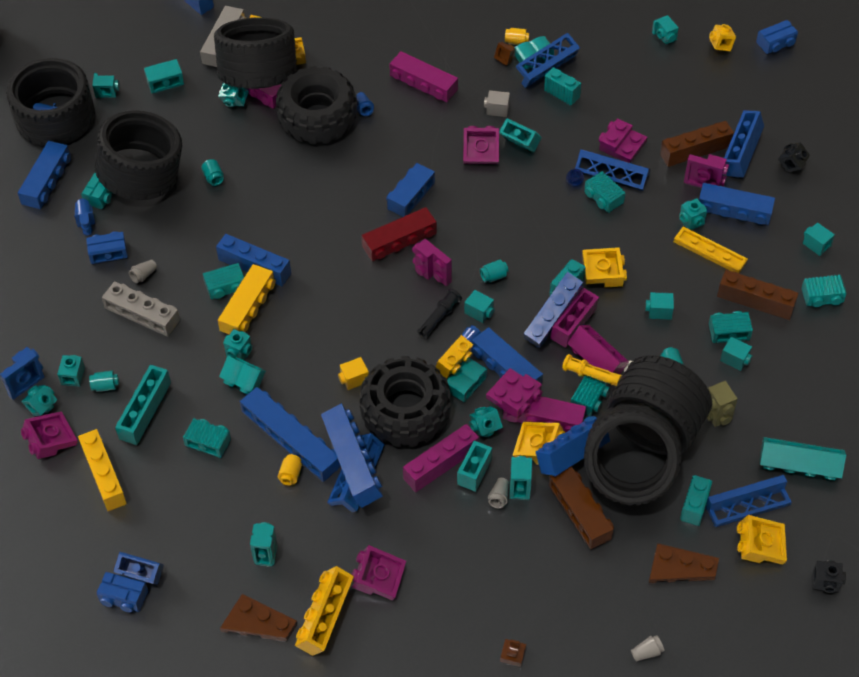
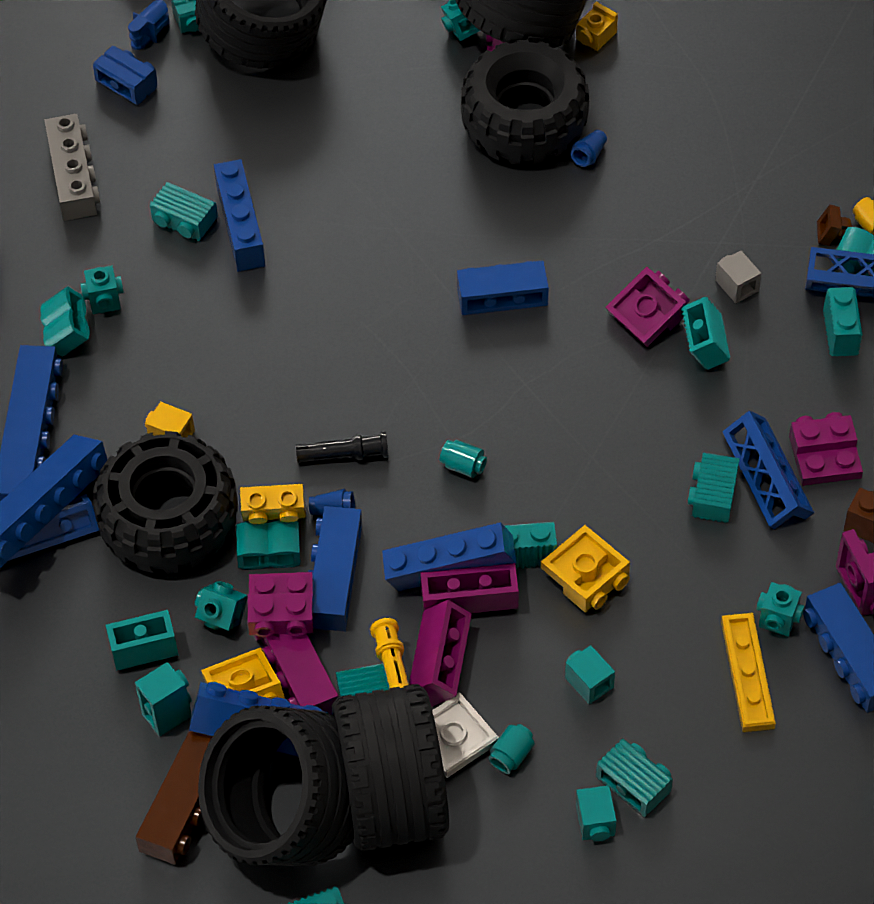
camera: 50 degrees right, 0 degrees up
(141, 271) = (126, 129): light grey cone -> none
(212, 172) = (329, 86): teal brick -> none
(246, 300) = (172, 250): yellow brick -> none
(399, 234) = (422, 324): dark red brick -> none
(423, 76) = (697, 173): magenta brick -> none
(432, 262) = (401, 382): magenta plate -> none
(439, 458) = (123, 596): magenta brick -> none
(479, 306) = (392, 480): teal brick -> none
(499, 494) = (124, 698): light grey cone -> none
(575, 177) = (708, 433): clear blue plate -> none
(723, 404) = (483, 844): olive brick -> none
(757, 294) = (720, 773): reddish brown brick -> none
(823, 290) = (810, 850): teal brick -> none

